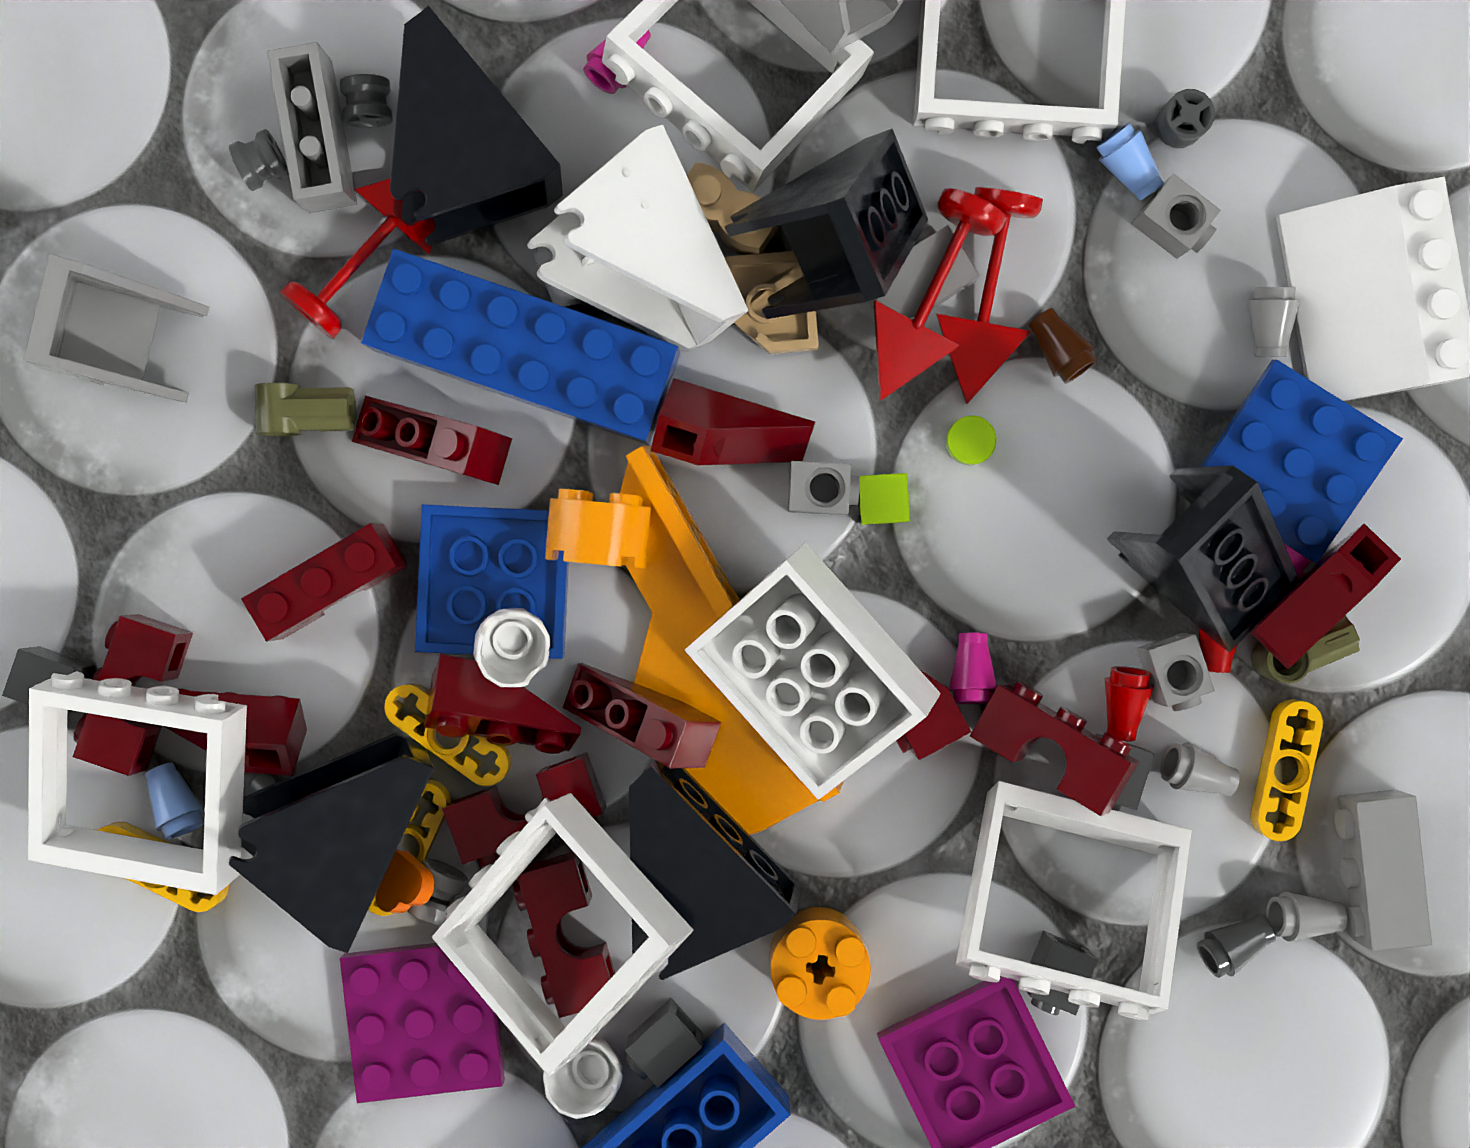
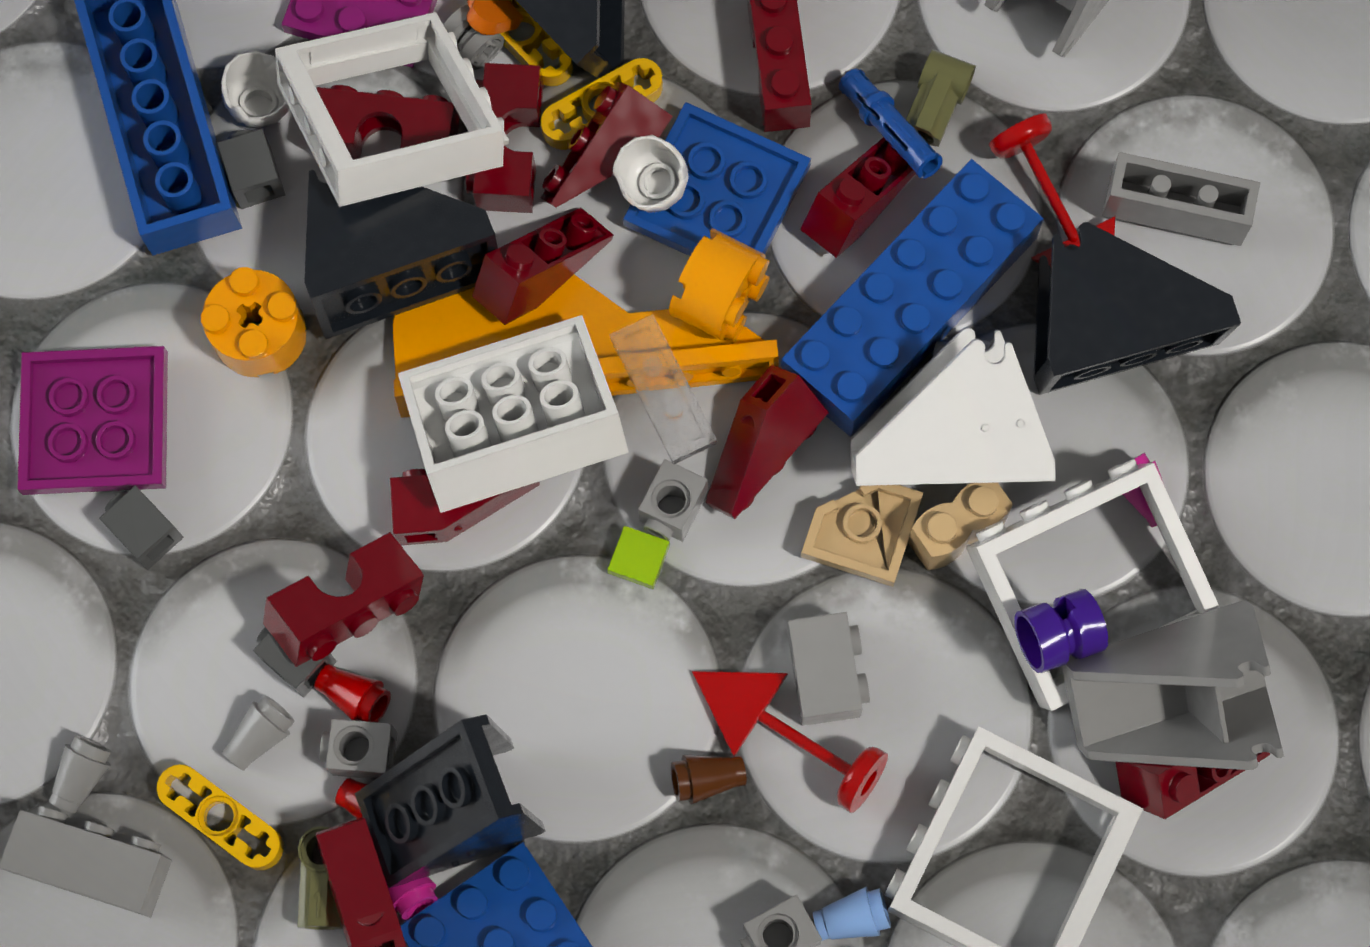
camera: 115 degrees right, 15 degrees down
(258, 160) = (1174, 143): dark grey wheel -> none
(344, 458) = (878, 110): none -> blue pin
(366, 100) = (1191, 254): dark grey wheel -> none
(724, 539) = (663, 389): none -> clear tile
(802, 53) = (1054, 633): none -> dark purple wheel
(846, 226) = (899, 606): black ladder -> none
(905, 344) = (765, 623): red piece -> none
(971, 440) = (656, 658): lime tile -> none
(973, 671) = (447, 568): dark pink cone -> none
(1116, 827) = (150, 488): white window -> none
(1233, 946) = (85, 697): dark grey cone -> none

